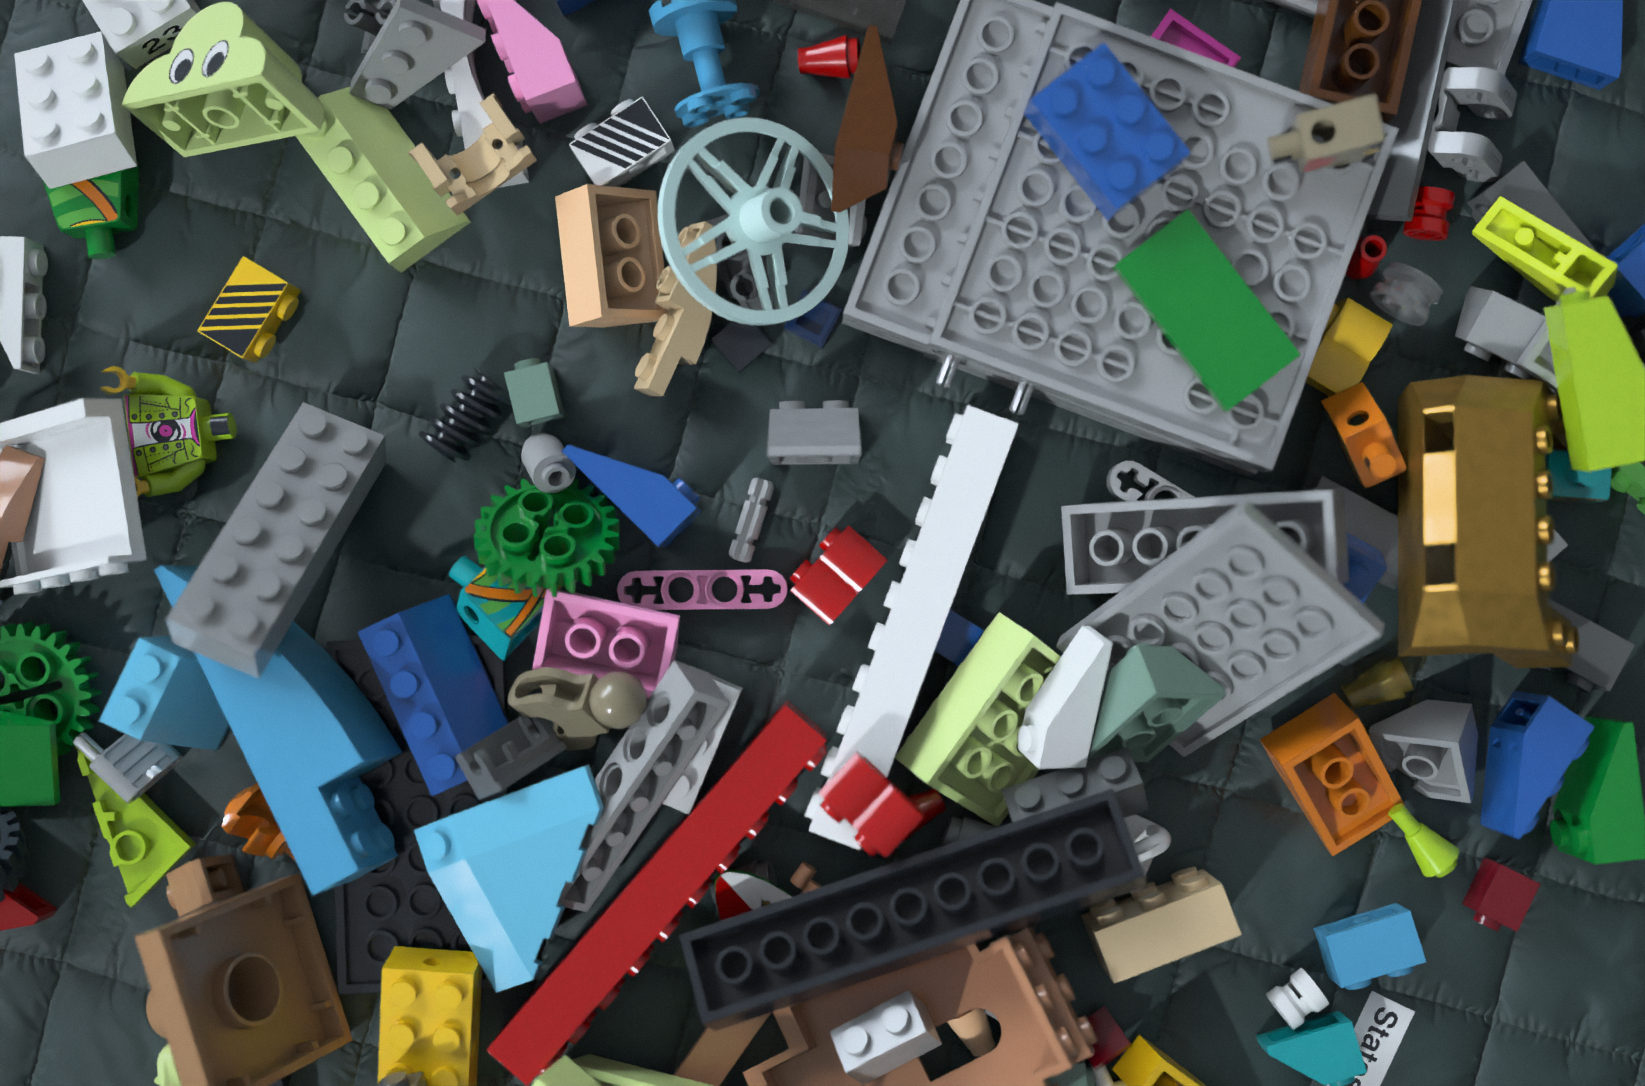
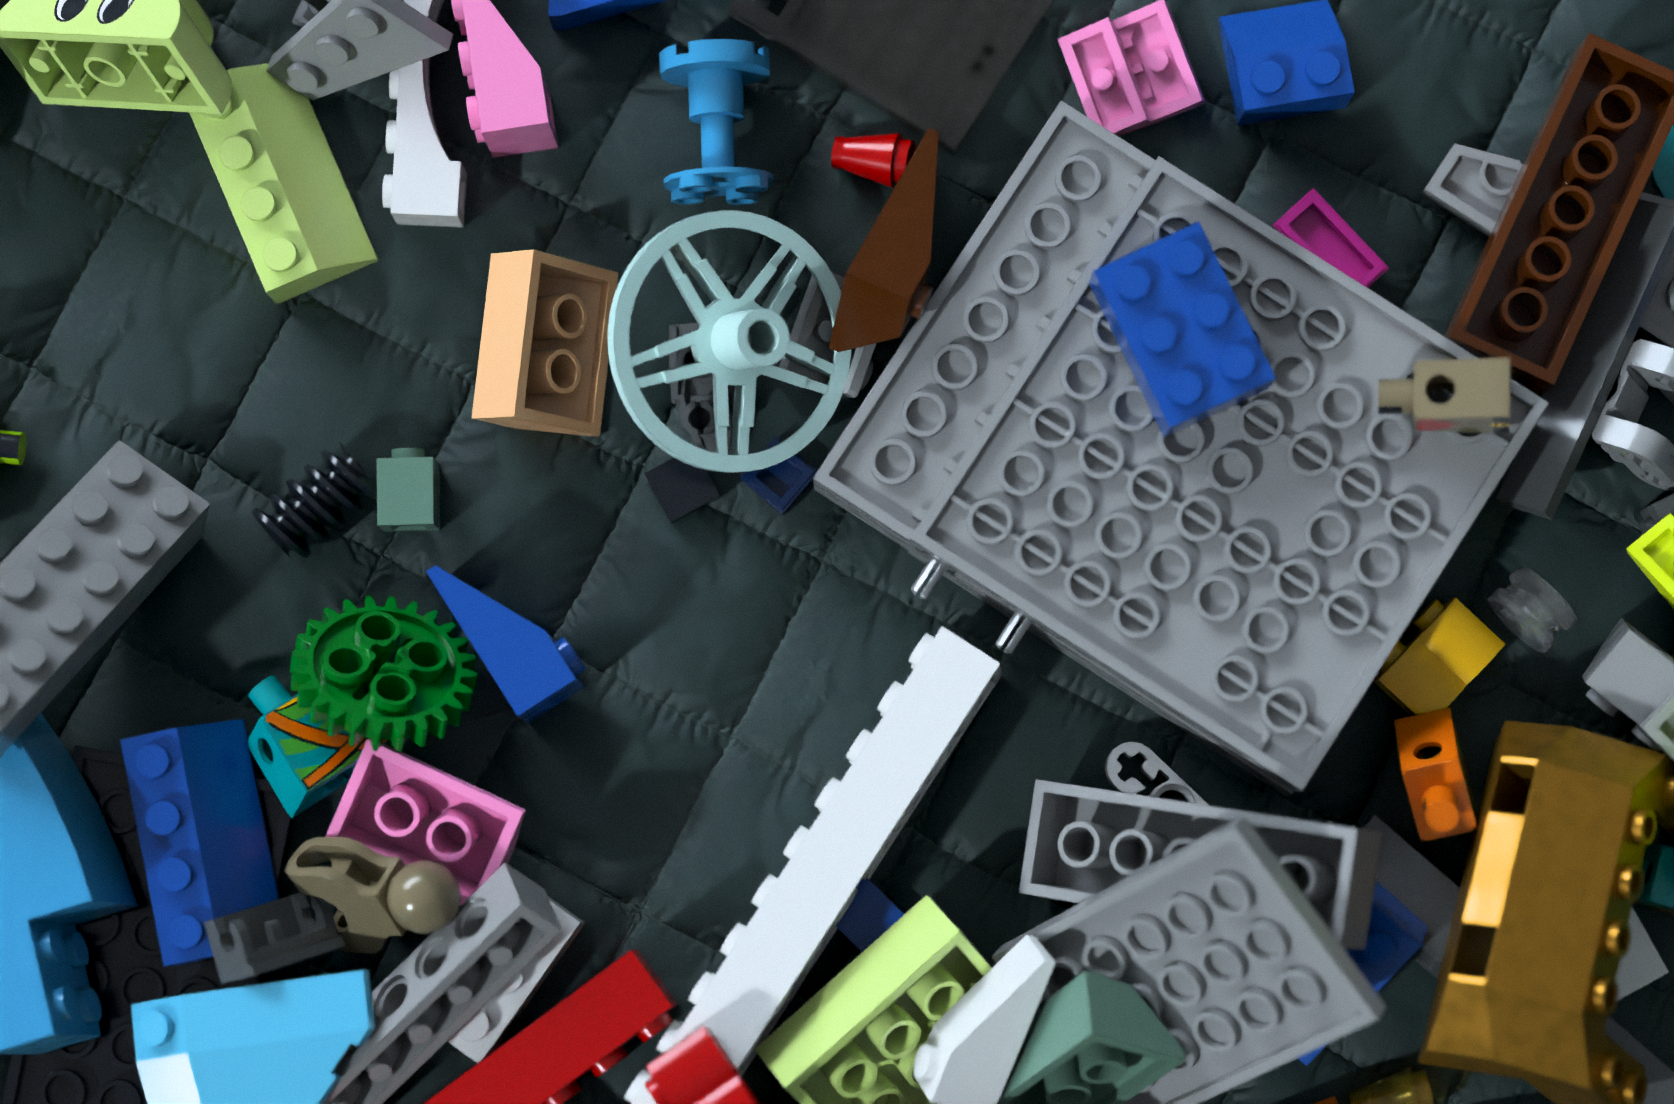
camera: 15 degrees right, 5 degrees down
(250, 311) = (79, 312): brick -> none
(480, 164) = (407, 195): tan piece -> none
(547, 463) = (404, 583): light grey brick -> none
(622, 144) = (588, 207): brick -> none
(685, 327) = (613, 453): tan slope -> none
(702, 584) = (563, 782): bright pink beam -> none
(751, 520) = (644, 711): light grey axle -> none
(814, 435) = (745, 621): light grey slope -> none
(838, 573) = (735, 804): red brick -> none
(1206, 310) = (1260, 574): green tile -> none
(1366, 257) = (1477, 559): red cone -> none
(1430, 214) = (1584, 515): red wheel -> none

